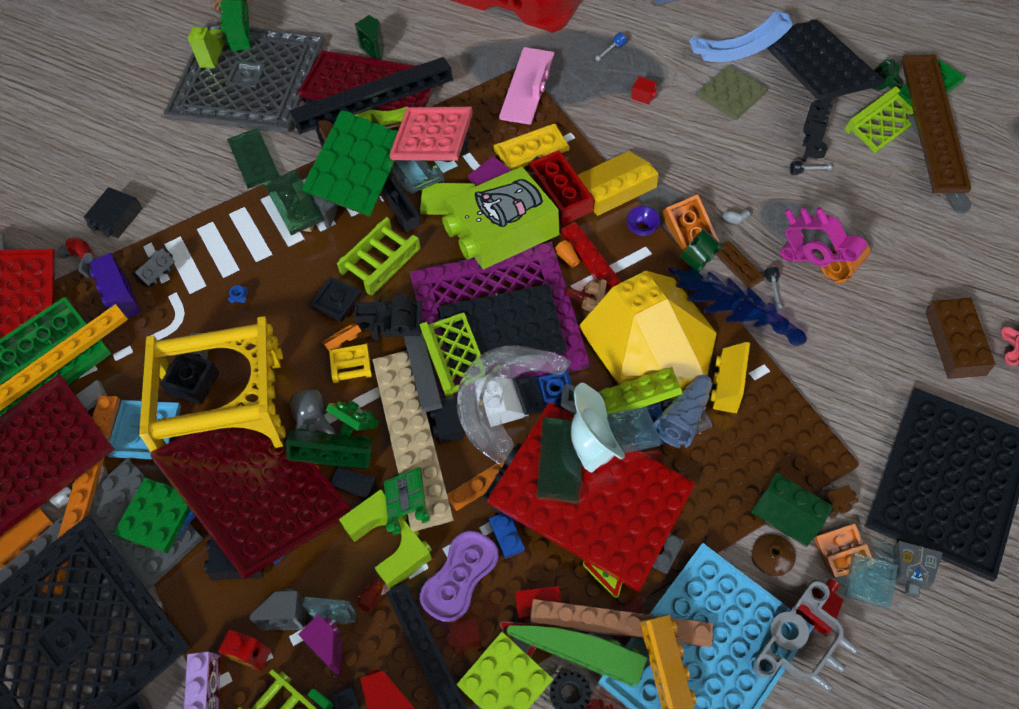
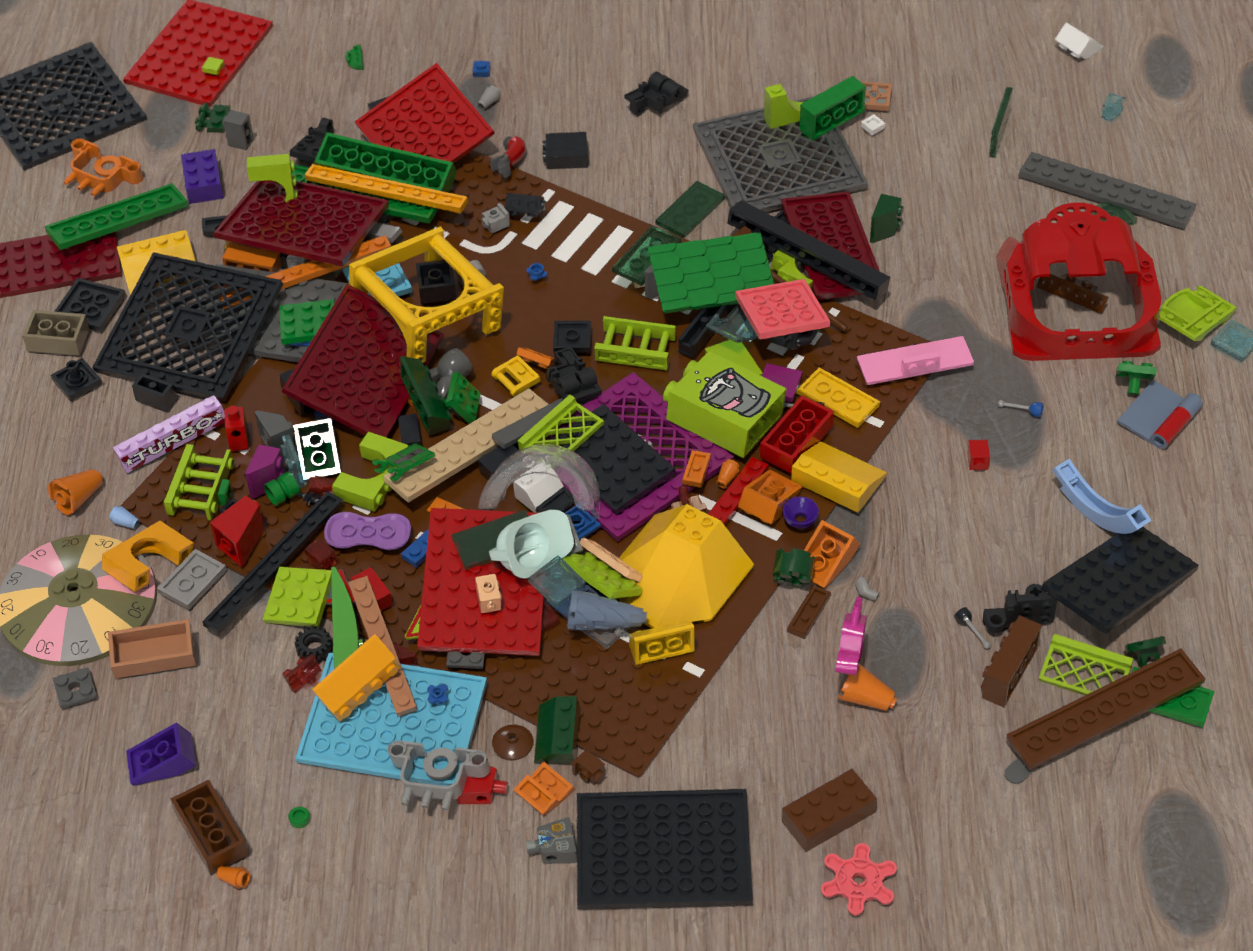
camera: 60 degrees right, 10 degrees down
(108, 122) = (655, 94): none -> black plate
(113, 285) = (488, 188): dark purple brick -> none
(150, 298) = (495, 218): none -> light grey brick
(264, 8) = (873, 124): none -> white plate
(324, 576) = (317, 448): none -> slope
(354, 637) = (284, 487): none -> green wheel
(380, 613) = (310, 497): none -> black plant
(555, 270) = (696, 468): none -> orange plate
(612, 235) = (768, 495): none -> orange slope
(623, 494) = (488, 593): none -> light nougat head
(625, 376) = (611, 559): none -> light nougat tile
(706, 602) = (437, 699): none -> blue plate
(732, 92) = (1034, 529): olive plate -> none
(732, 298) = (754, 619): clear blue plant -> none
(772, 275) = (810, 641): hinge -> none
(865, 155) = (1010, 661): none -> reddish brown brick
(871, 581) = (521, 812): clear light blue plate -> none

